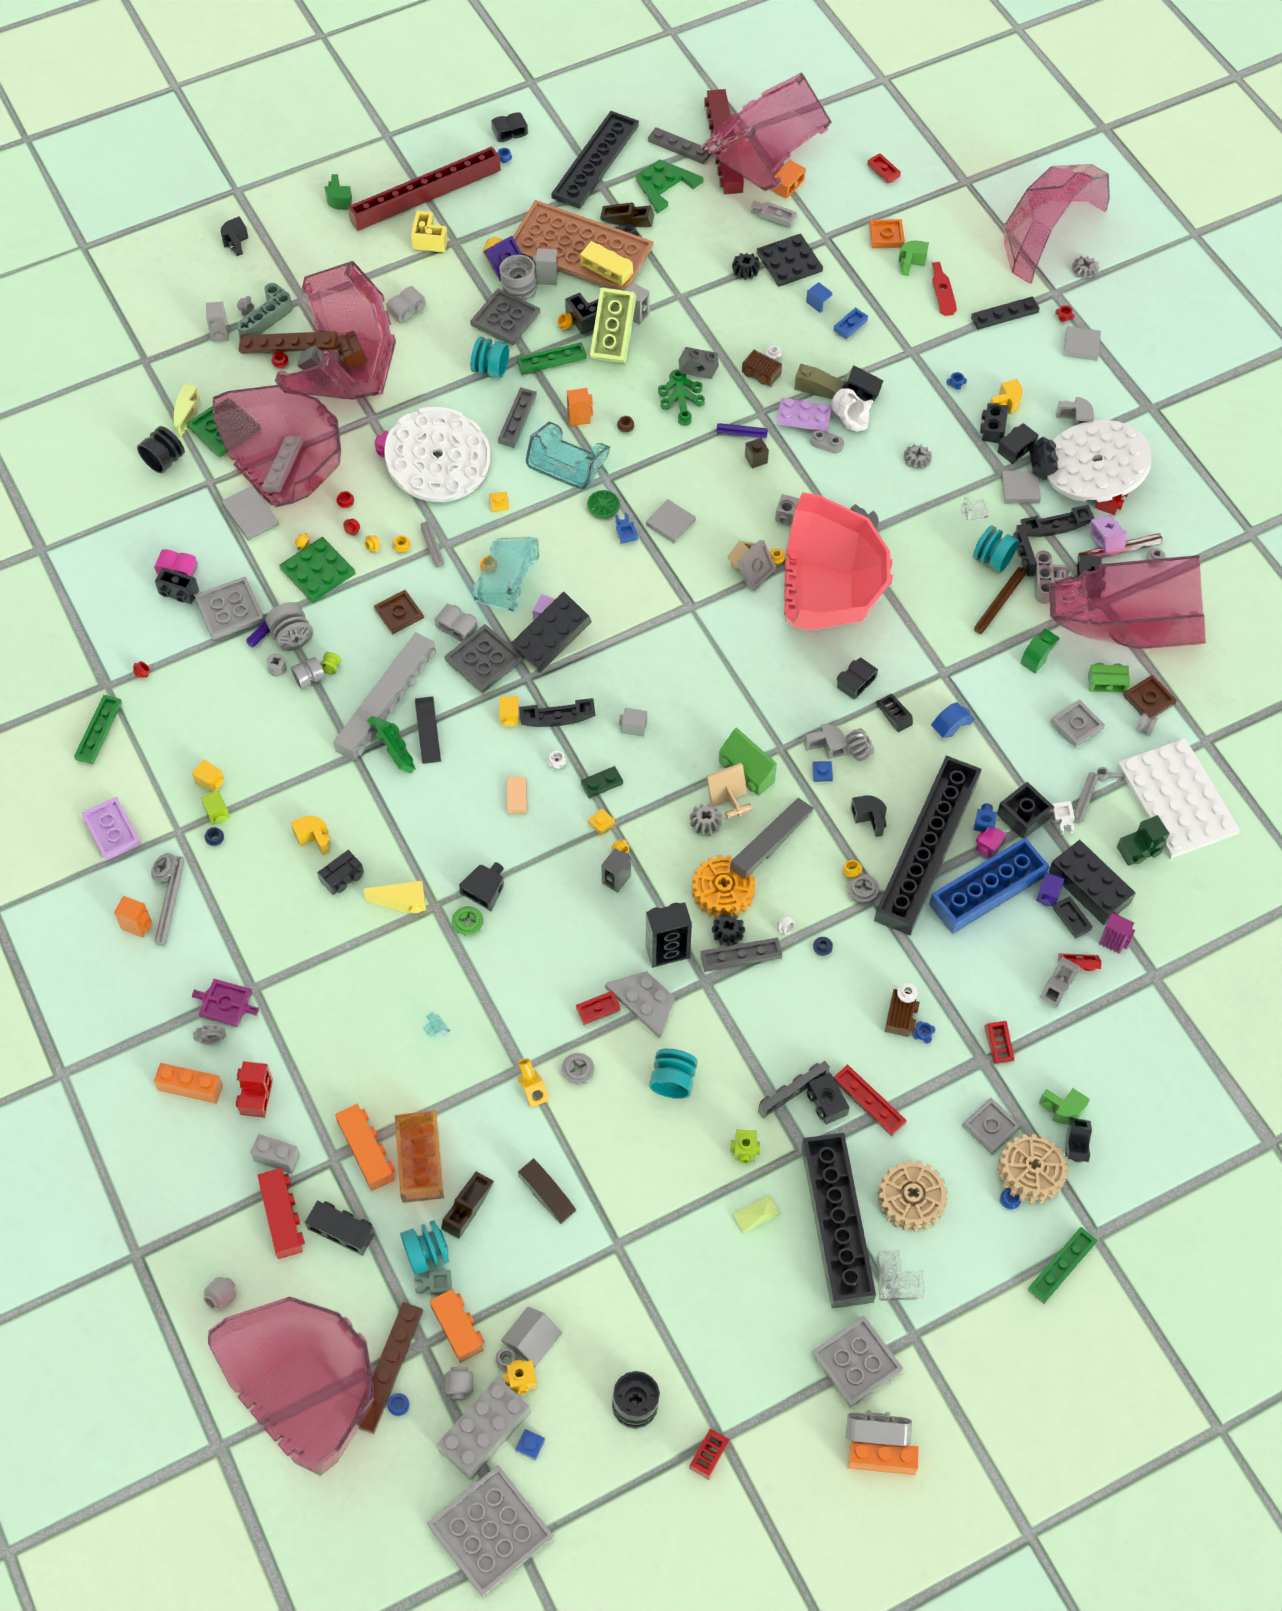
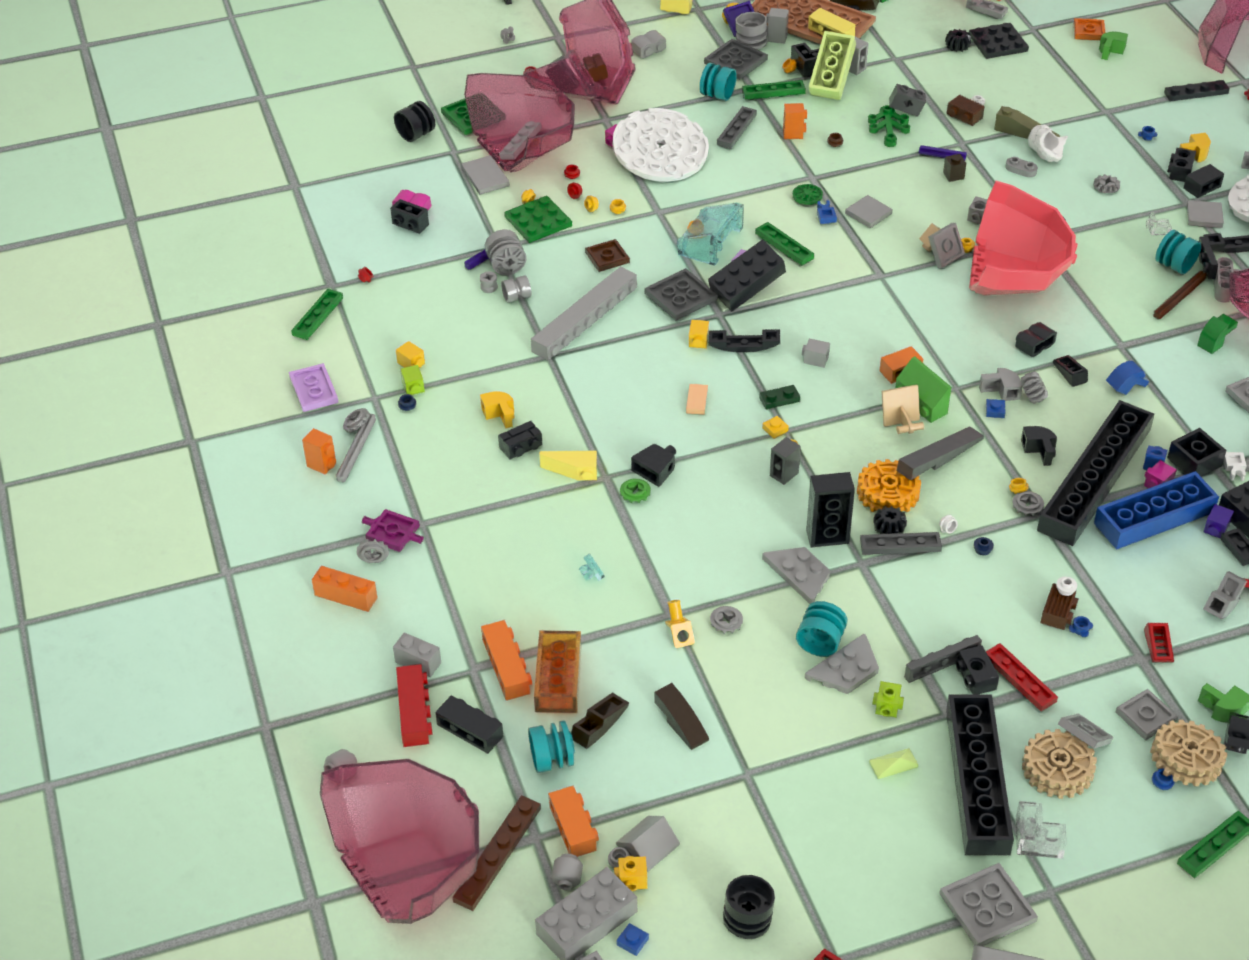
camera: 10 degrees right, 15 degrees down
(185, 408) = (442, 96): yellowish green slope -> none
(217, 321) = (481, 40): light grey brick -> none
(229, 608) = (453, 238): light grey plate -> none
(256, 1087) = (407, 598): red brick -> none
(269, 313) = (531, 39): sand green beam -> none
(287, 342) = (534, 59): reddish brown plate -> none
(330, 663) = (538, 284): lime wheel -> none
(390, 735) = (588, 348): green wing -> none
(398, 1404) = (501, 885): blue plate -> none
(427, 730) = (620, 344): black slope -> none
(432, 544) = (646, 210): light grey axle -> none
(438, 1282) = (557, 781): sand green plate -> none
(455, 622) = (658, 265): light grey brick -> none
(499, 501) = (711, 185): yellow plate -> none
(554, 756) = (739, 375): white plate -> none
(563, 460) = (762, 155): clear light blue windscreen -> none
(586, 576) = (784, 243): none -> green plate
(598, 1007) = (753, 571): red plate -> none
(702, 1110) = (846, 667): none -> light grey wing
(705, 819) = (877, 433): light grey gear -> none
(720, 727) = (894, 363): none -> orange brick
(804, 414) = (1002, 145): lavender plate -> none
(817, 296) = (1020, 64): blue panel -> none
(850, 323) = (1051, 86): blue plate -> none
(863, 384) = (1060, 124): black brick -> none
(935, 1157) = (1085, 730): none -> light grey tile
(945, 297) = (1139, 71): red piece -> none
(1043, 458) = (1228, 191): black brick -> none

